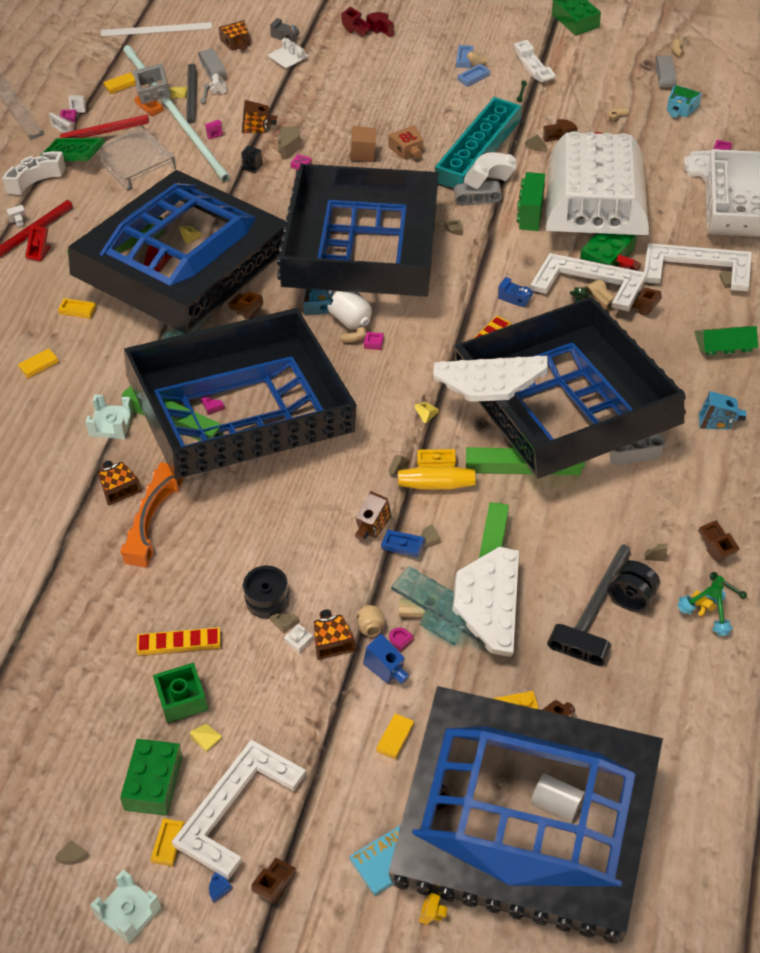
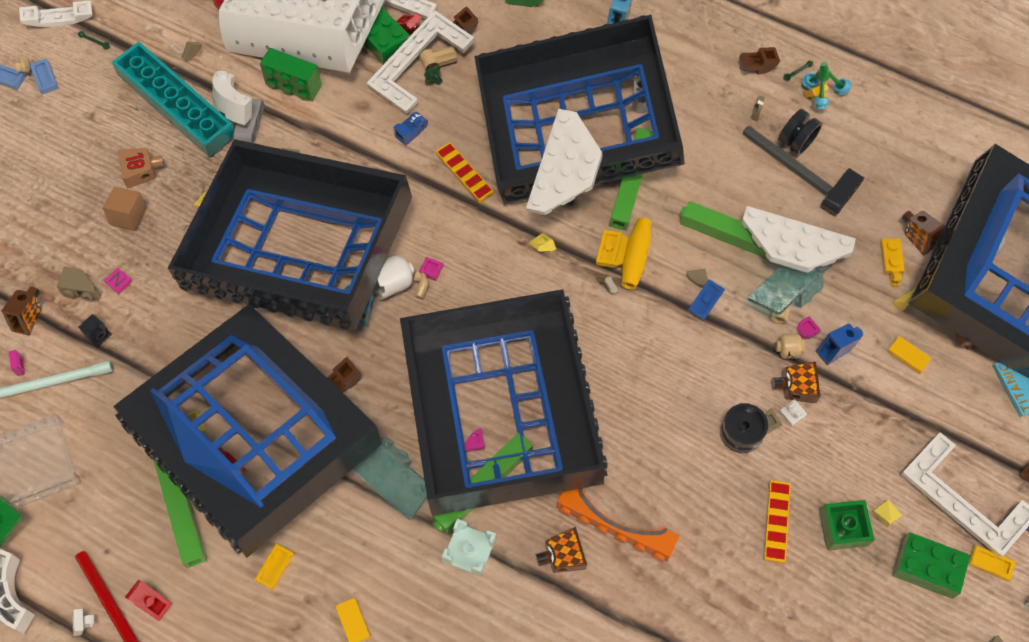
camera: 80 degrees left, 15 degrees up
(372, 516) = (675, 317): reddish brown torso -> none
(556, 131) = (183, 20): reddish brown brick -> none

